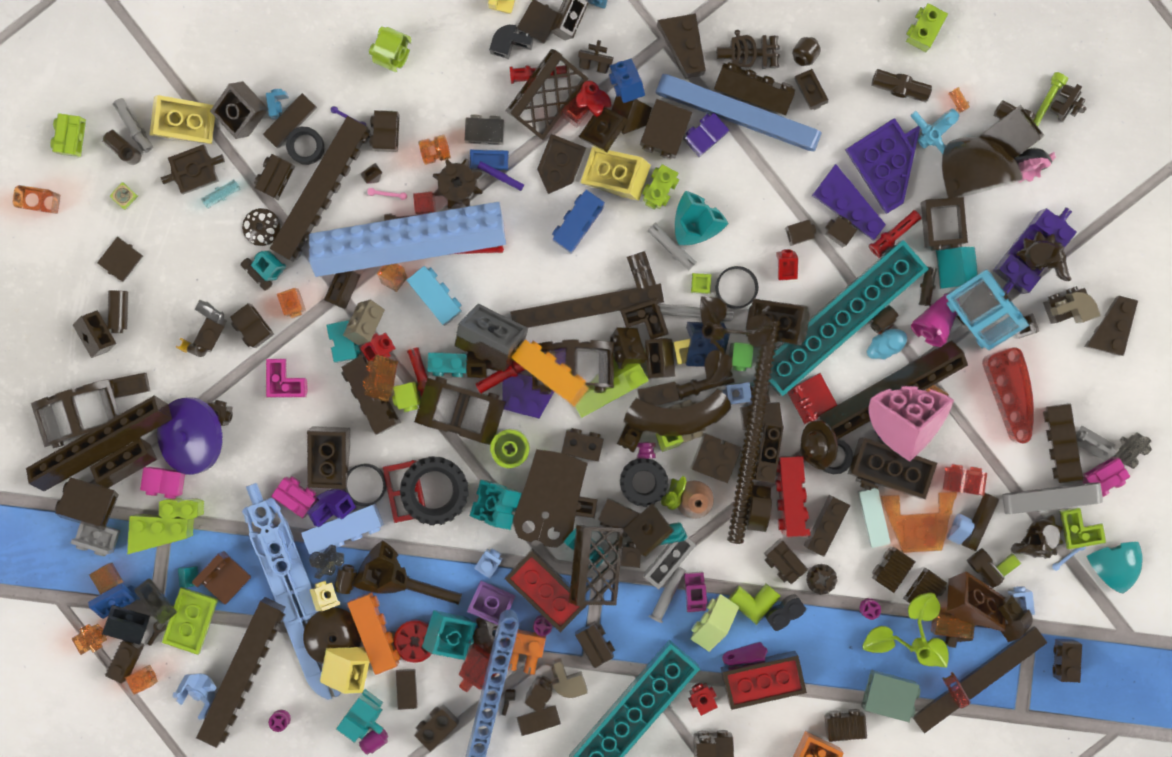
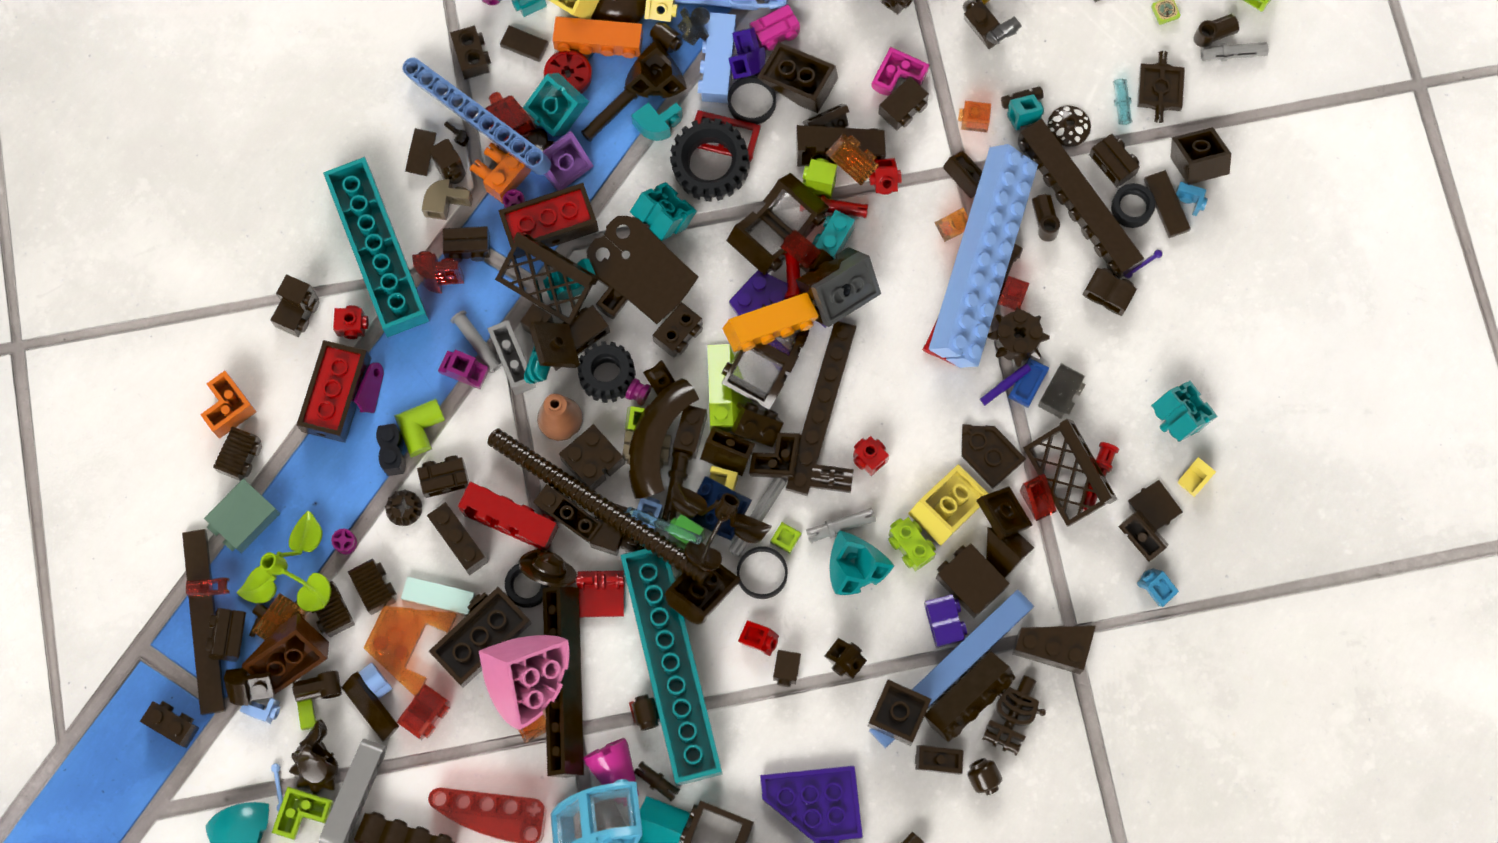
camera: 115 degrees right, 15 degrees down
(182, 120) = (1217, 99): light yellow slope -> none
(251, 325) = (971, 67): dark brown brick -> none
(310, 363) = (903, 104): none -> dark brown brick
(344, 348) = (909, 148): teal brick -> none
(345, 414) = (835, 115): none -> dark brown hinge
(346, 209) = (1045, 216): none -> dark brown piece
(364, 322) = (919, 172): dark tan brick -> none
(371, 192) = (1052, 250): bright pink hinge -> none
(372, 174) = (1070, 256): dark brown slope -> none
(390, 48) = (1195, 335): lime brick -> none
(425, 549) = (656, 126): none -> teal brick
(435, 295) = (911, 258): medium azure brick -> none
(441, 148) = (1066, 330): clear orange wheel -> none
(457, 29) = (1183, 411): none -> teal brick
(475, 381) = (800, 248): none -> clear red brick
(488, 562) = (607, 181): light blue bracket -> none
(500, 453) = (713, 243): lime brick -> none
(507, 37) = (1152, 460): black brick -> none
(578, 221) = (916, 439): blue wedge -> none
(586, 57) = (1088, 547): dark brown hips -> none
(594, 99) = (1039, 519): red plate -> none
(608, 243) = (870, 455): none -> red brick
(626, 80) = (1044, 561): blue brick -> none
(632, 655) = (435, 273): none -> clear red brick
(673, 497) = (574, 390): lime plate -> none
(714, 623) = (420, 370): yellowish green brick -> none
(747, 372) = (664, 525): none -> clear light blue bar
(759, 509) = (514, 476): dark brown brick -> none
(772, 192) = (849, 661): none -> dark brown brick
(798, 131) = (899, 712): none -> dark brown brick
(840, 231) = (767, 713): dark brown brick -> none
(847, 202) = (796, 739): dark purple wing -> none
(887, 344) = (616, 704): medium azure arm -> none
(889, 240) = (731, 762): red pin -> none
(984, 656) = (226, 634): none -> dark brown brick

